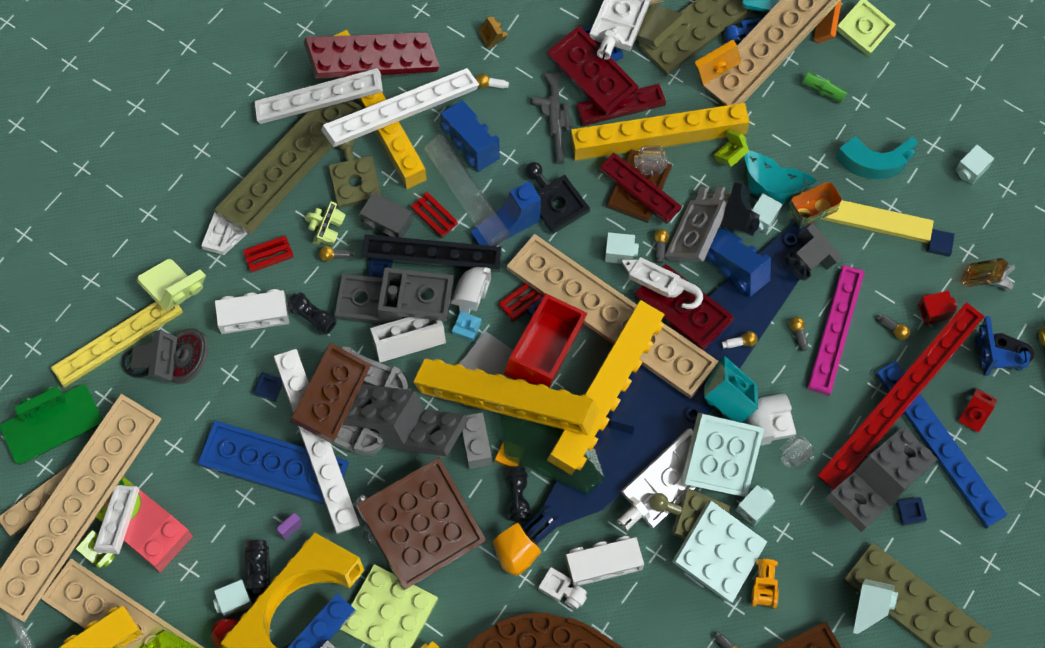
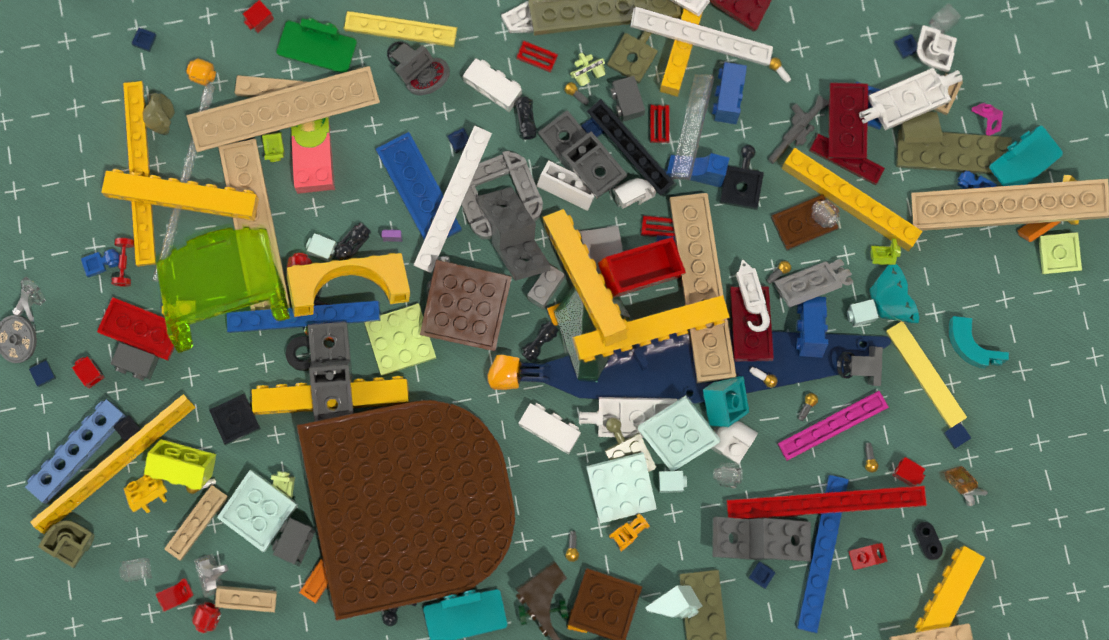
camera: 45 degrees right, 10 degrees up
(116, 519) = (299, 139): white tile -> none
(170, 284) = (460, 23): yellowish green bracket -> none
(330, 393) = (486, 179): reddish brown plate -> none
(466, 326) = (610, 212): medium azure tile -> none
(491, 32) = (811, 37): pearl gold tile -> none
(557, 584) = (508, 416): white plate -> none
(620, 247) = (751, 251): light aqua brick -> none
(640, 188) = (801, 224): dark red tile -> none
(718, 62) = (930, 189): light orange plate -> none
(739, 213) = (843, 299): black arch -> none
(801, 200) = (906, 331): orange piece -> none
(824, 87) = (989, 268): bright green pin -> none
(974, 165) = (1031, 407): light aqua brick -> none
(995, 357) = (910, 536): blue plate -> none

